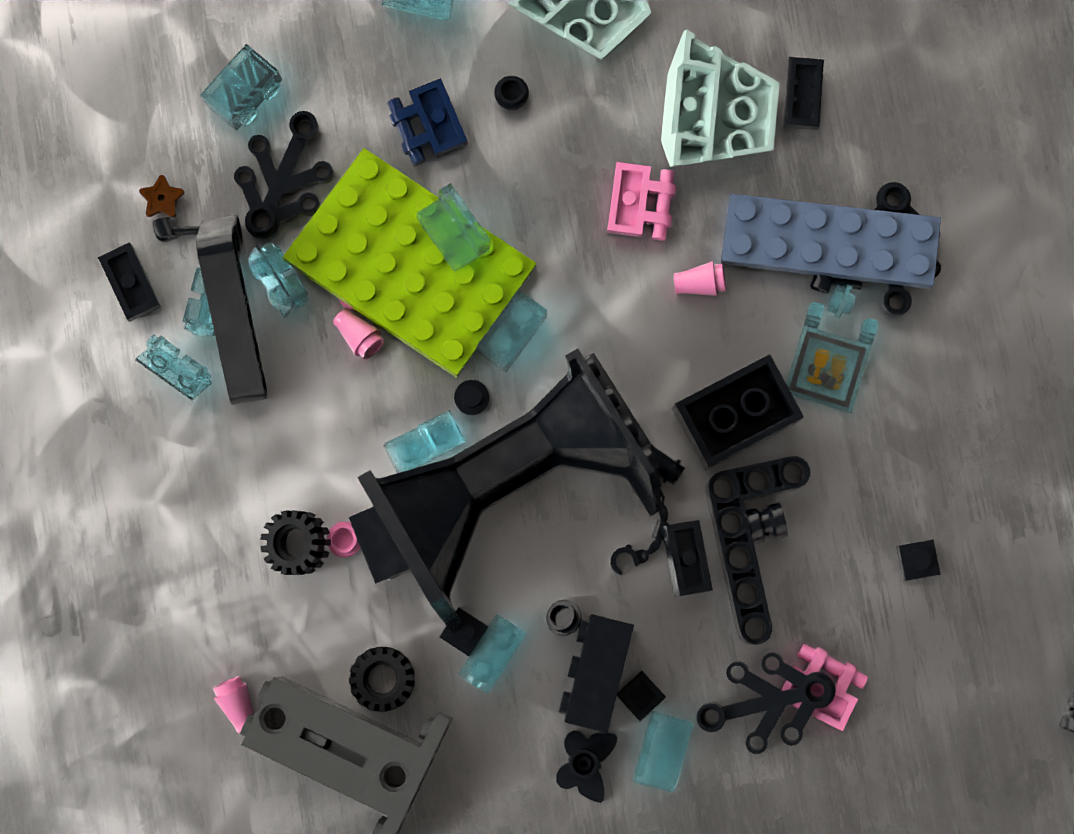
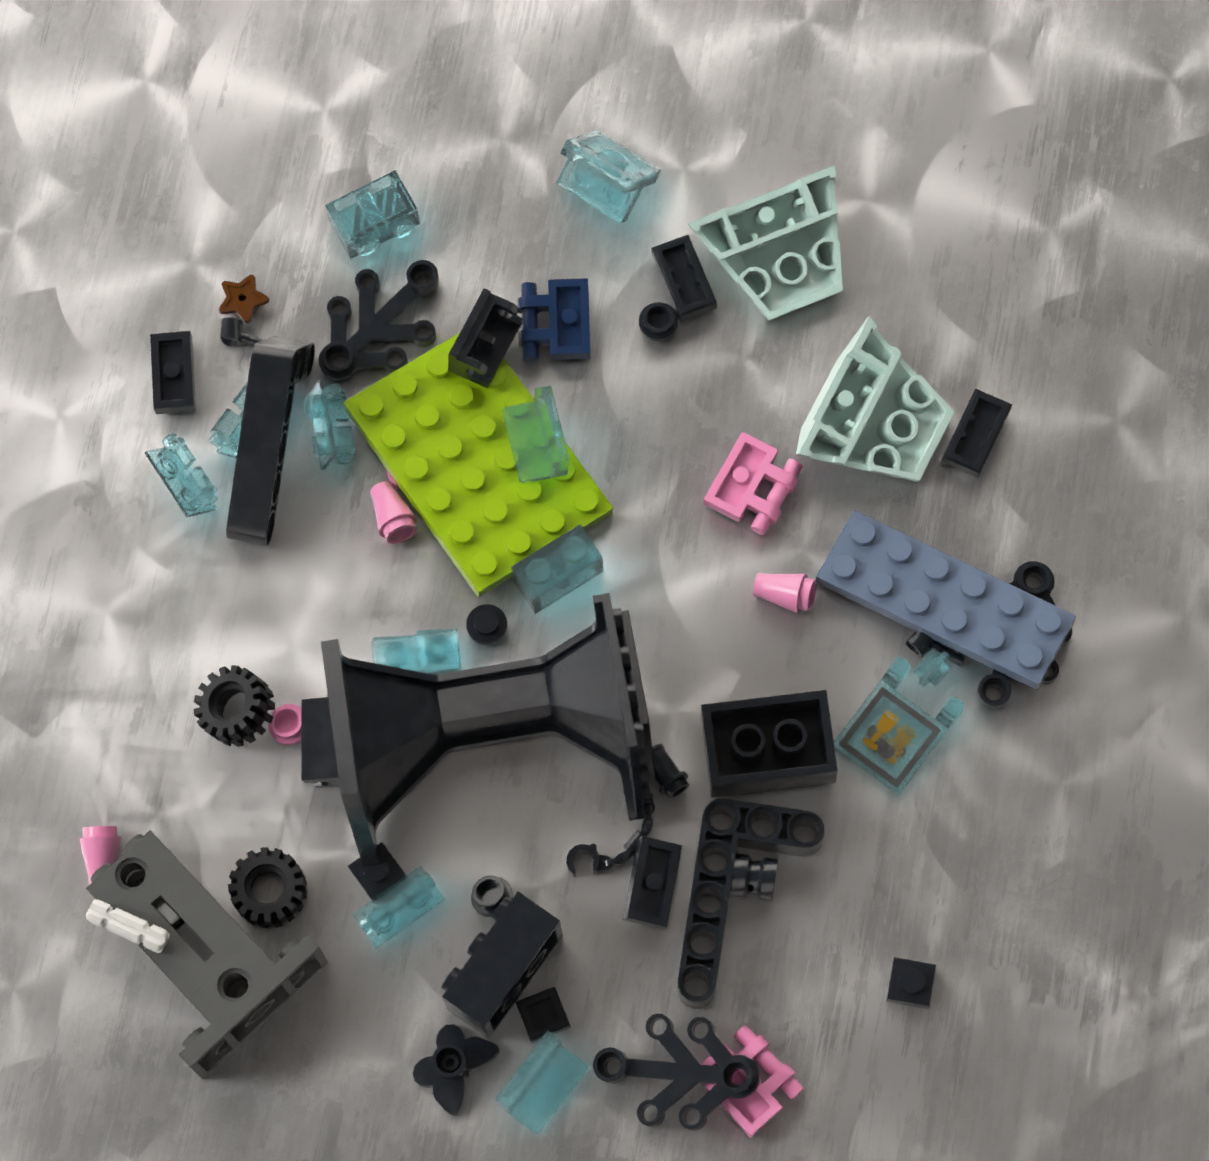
camera: 25 degrees right, 10 degrees down
(289, 764) = (127, 926): none -> white axle
(379, 161) = (484, 339): none -> black hinge
(518, 48) = (684, 278): none -> black plate

